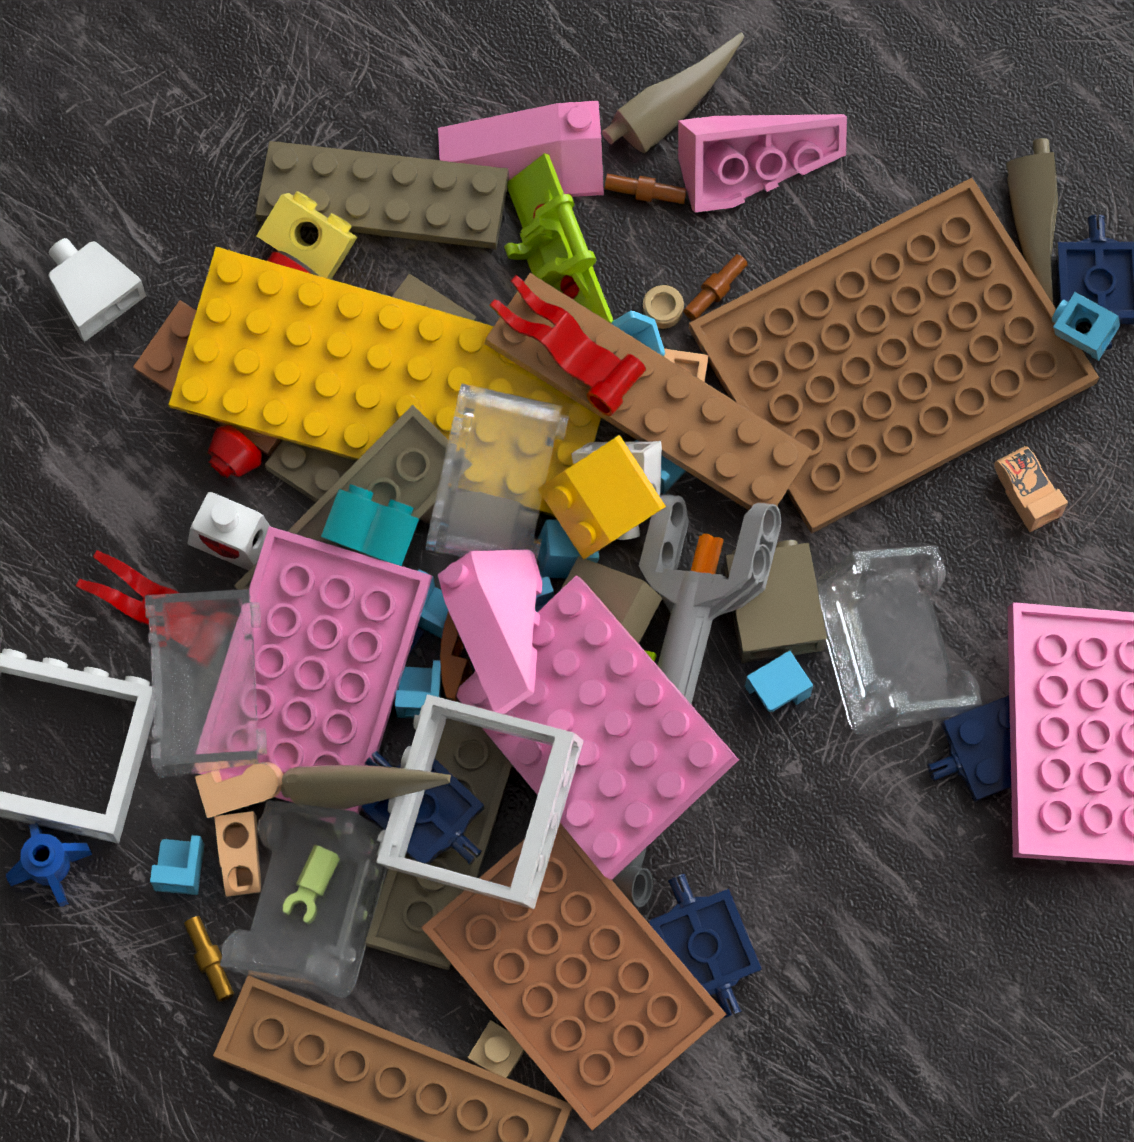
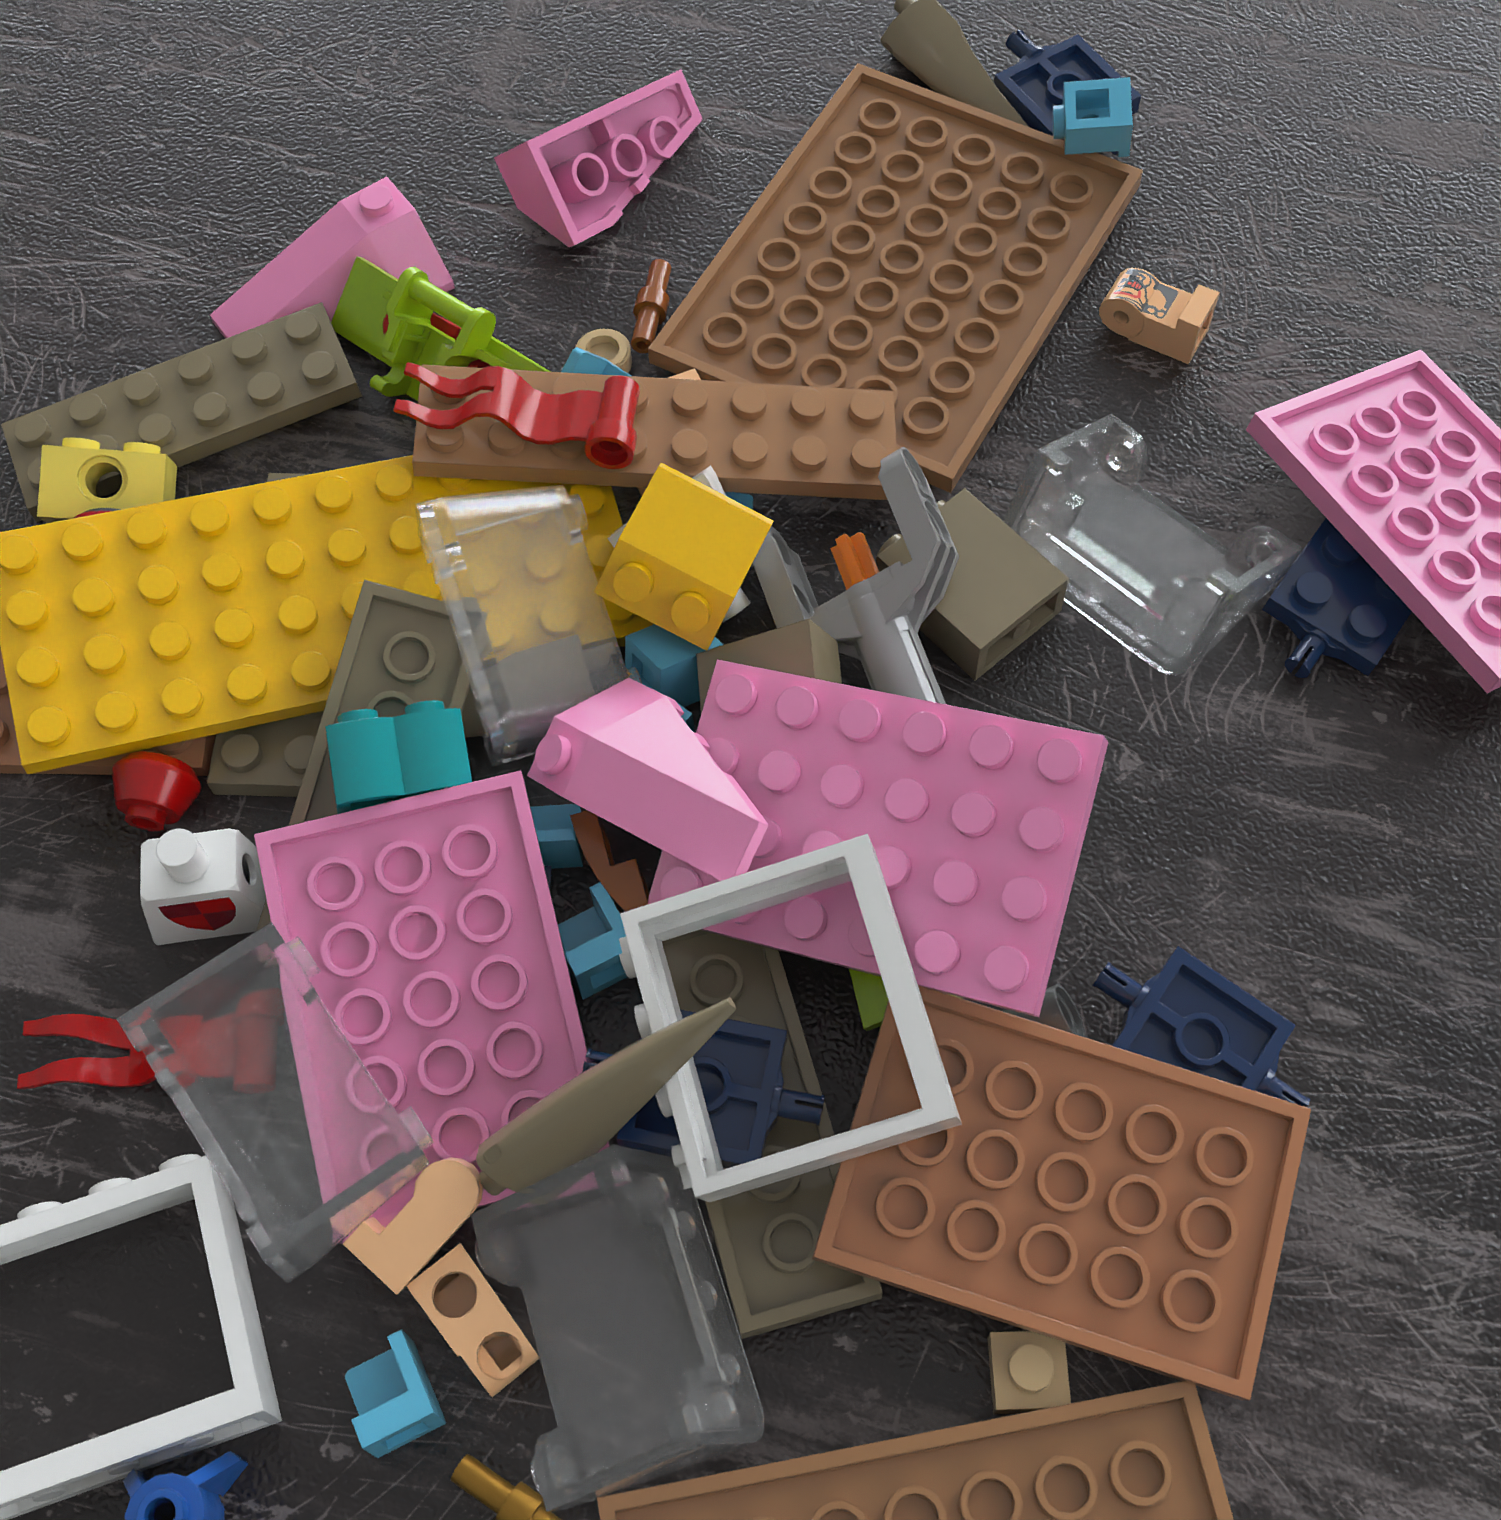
camera: 30 degrees left, 10 degrees down
(312, 881) = (608, 1291): yellowish green bar -> none
(645, 188) = (500, 252): dark orange bar -> none
(660, 106) = (462, 163): dark tan piece -> none
(780, 682) = (1047, 662): medium azure panel -> none

